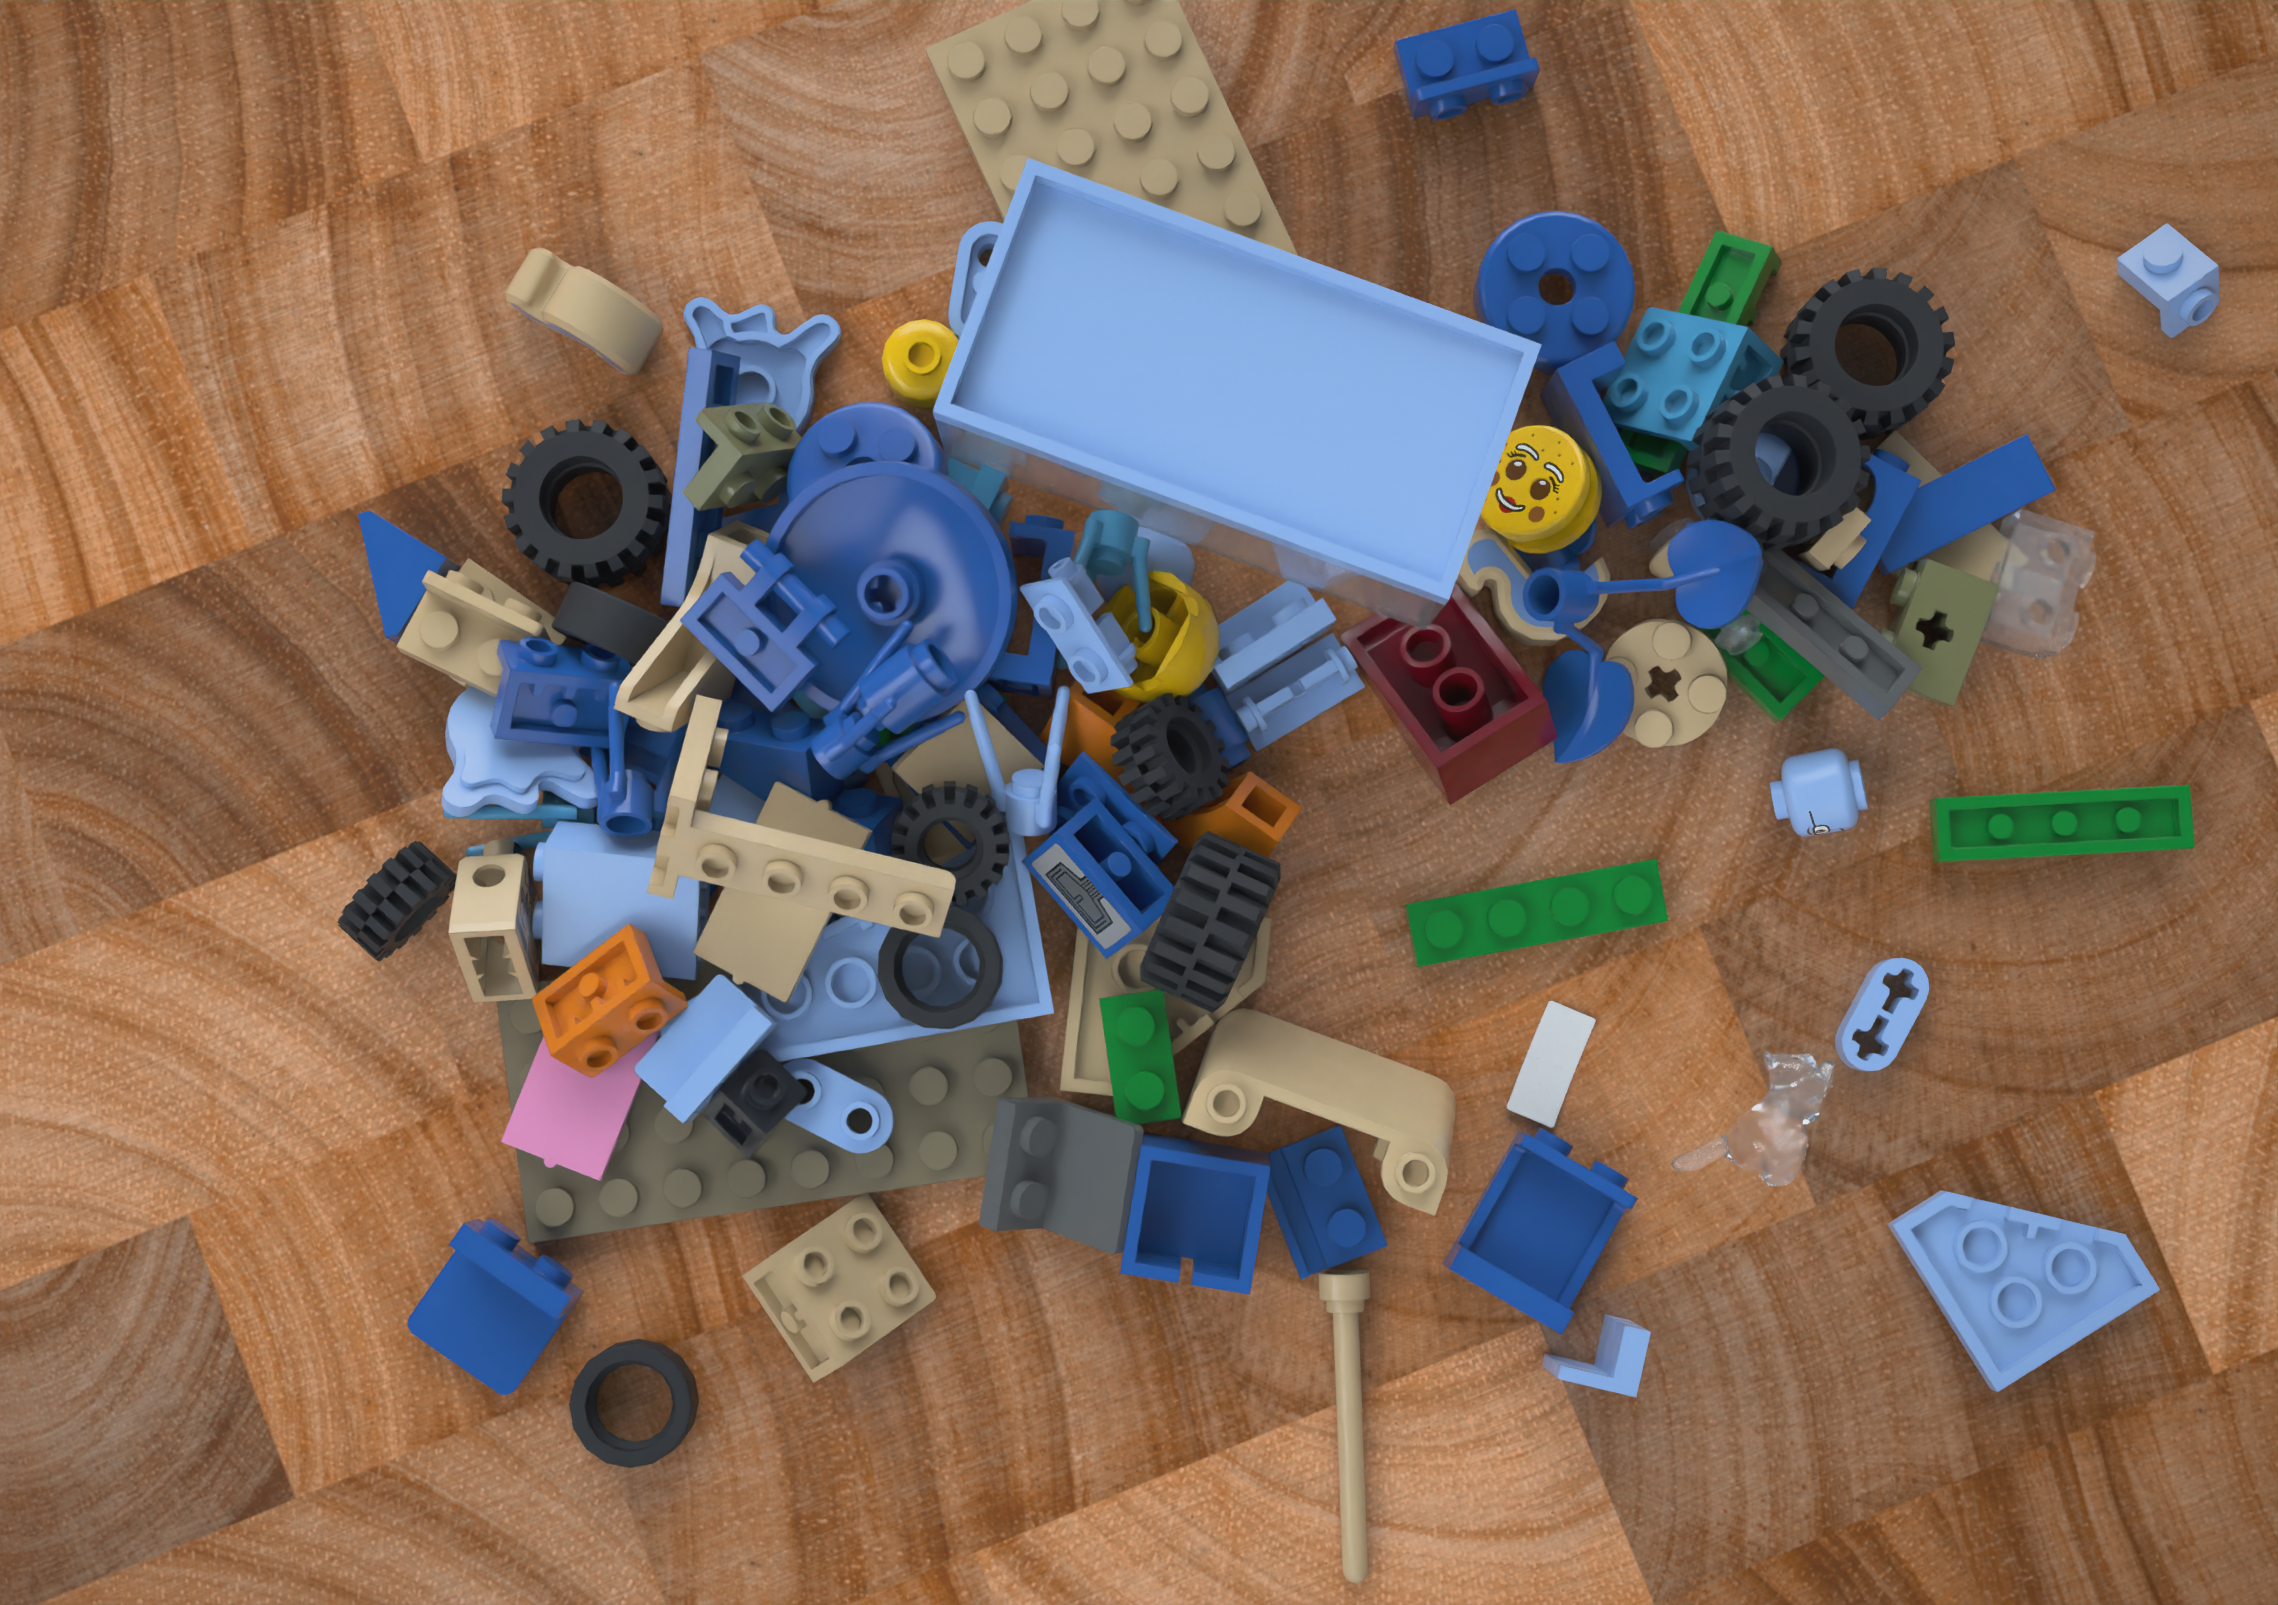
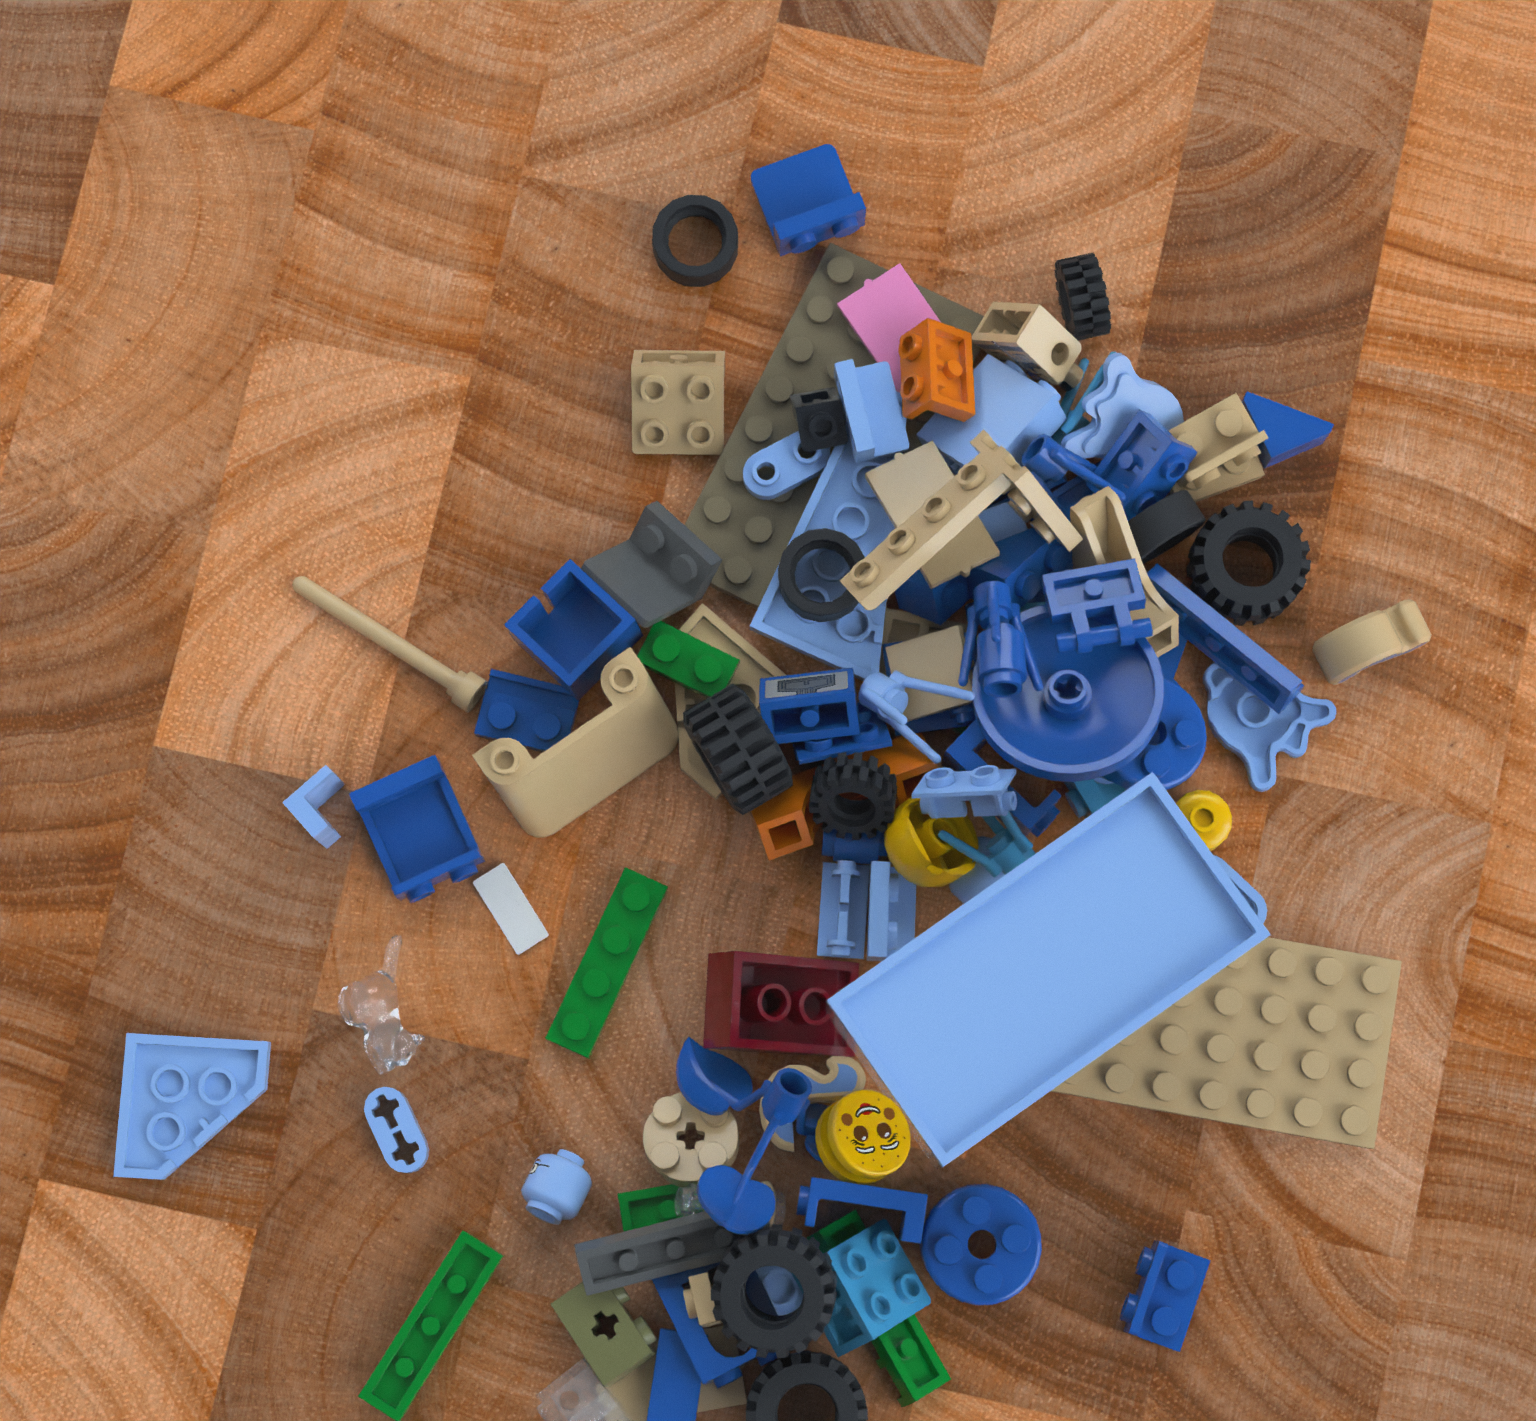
camera: 130 degrees right, 5 degrees down
(750, 456) = (1213, 675): olive bracket -> none
(966, 807) = (907, 650): black tyre -> none

